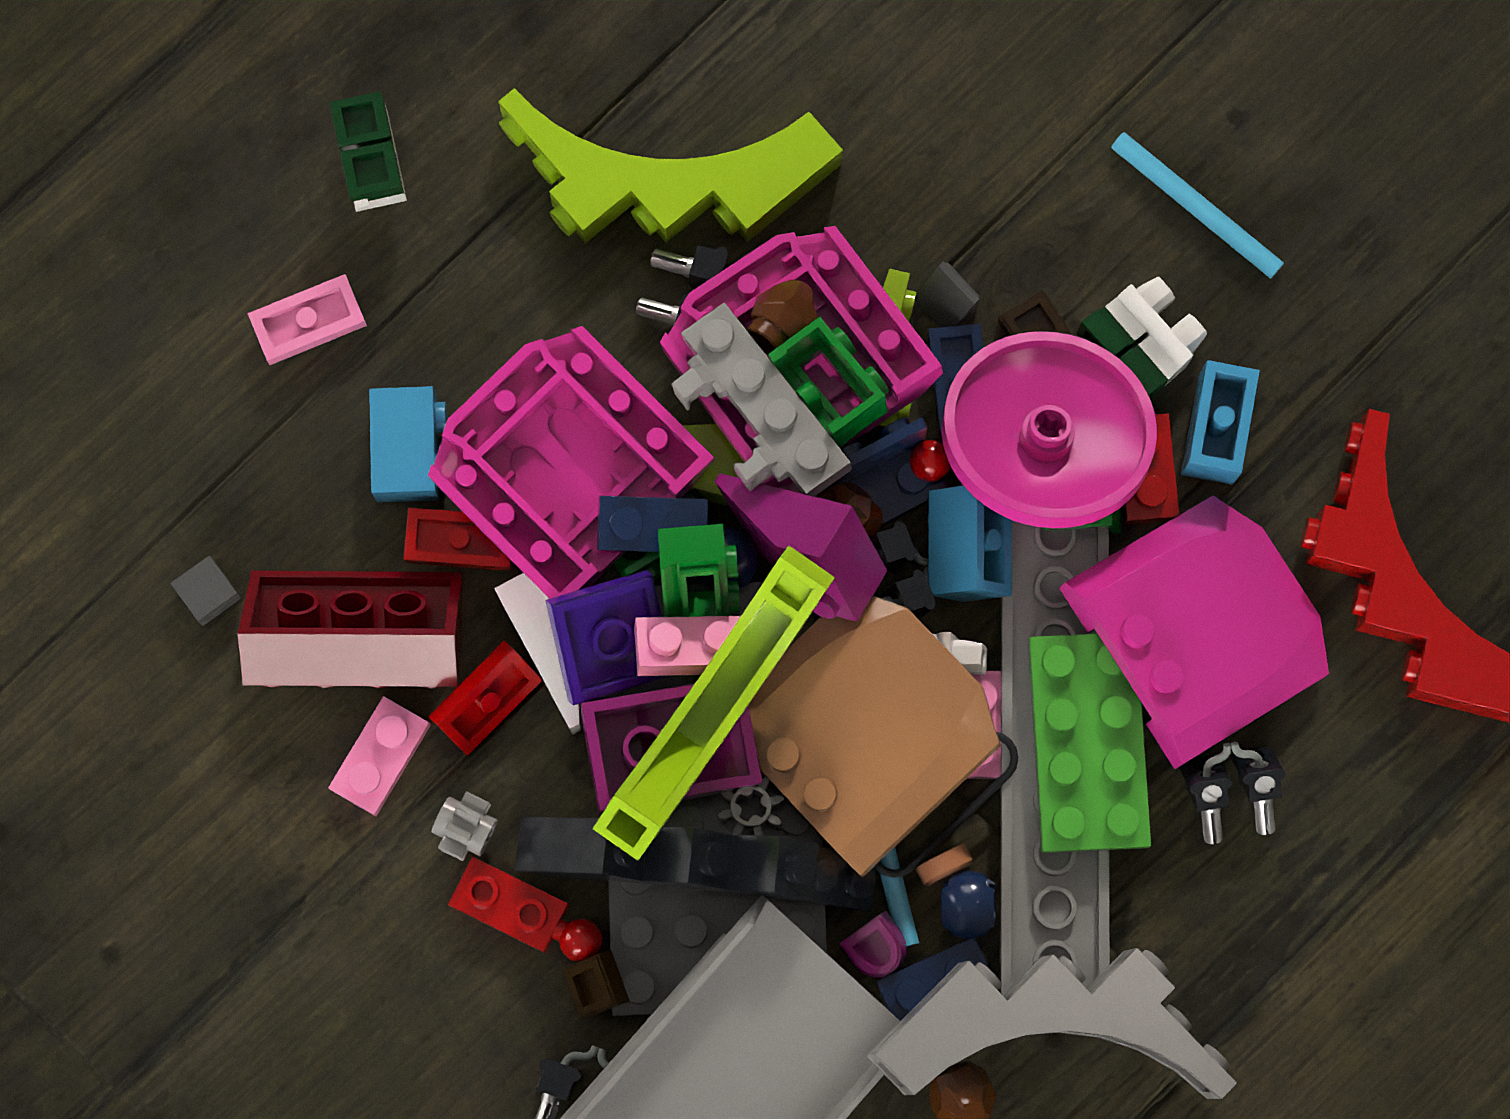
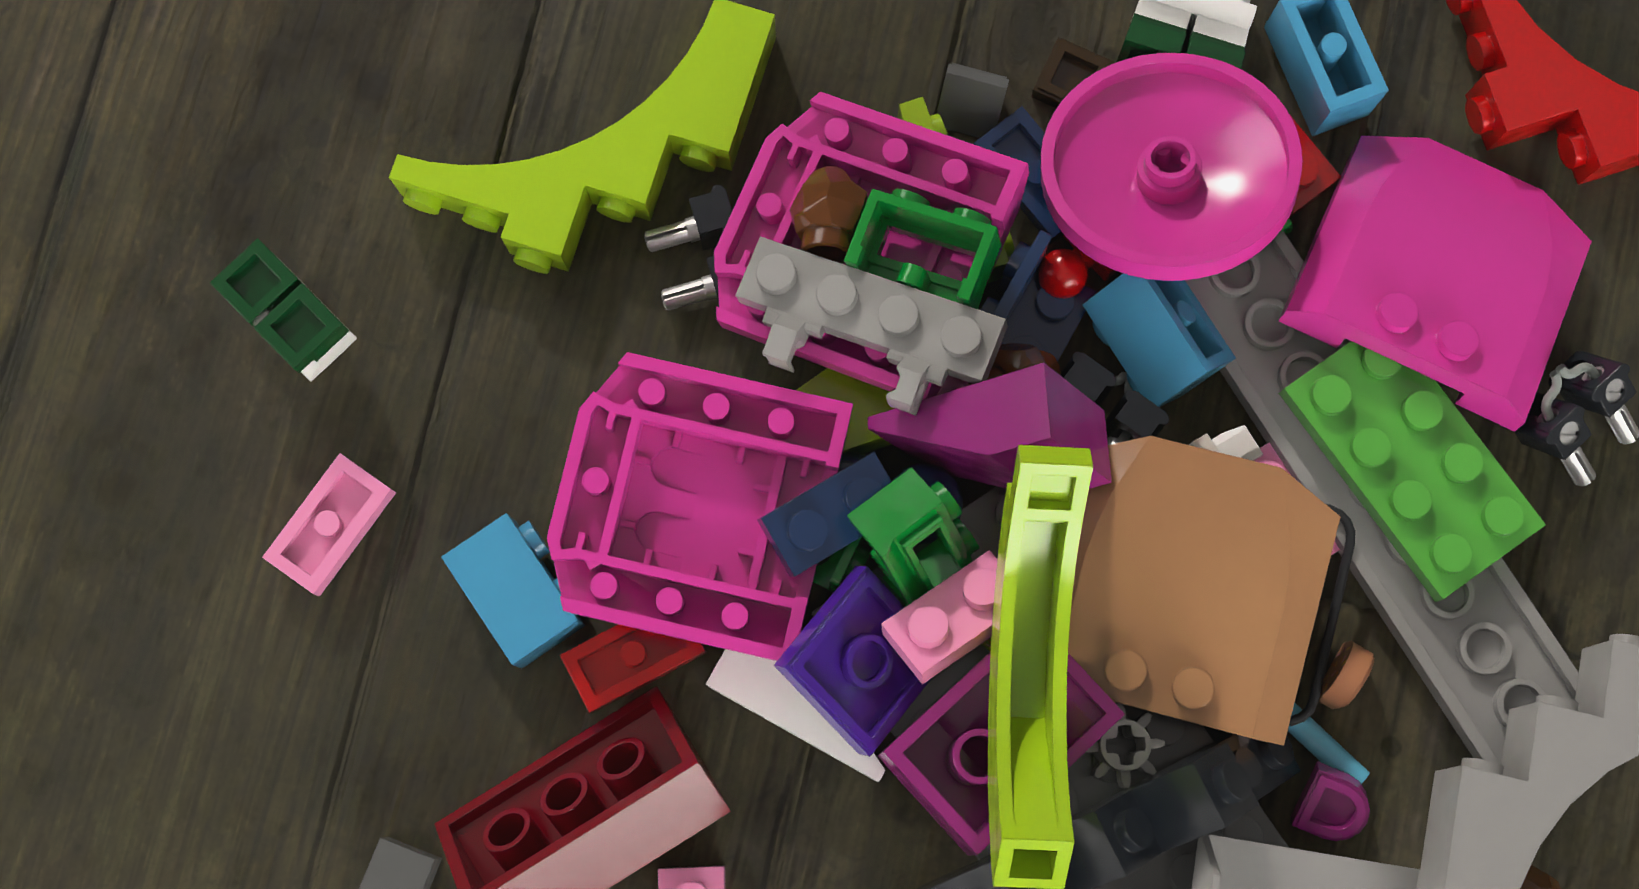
camera: 30 degrees left, 0 degrees up
(485, 698) = (766, 804): red plate -> none
(910, 985) = (1402, 804): dark blue plate -> none
(968, 904) = (1399, 701): dark blue piece -> none

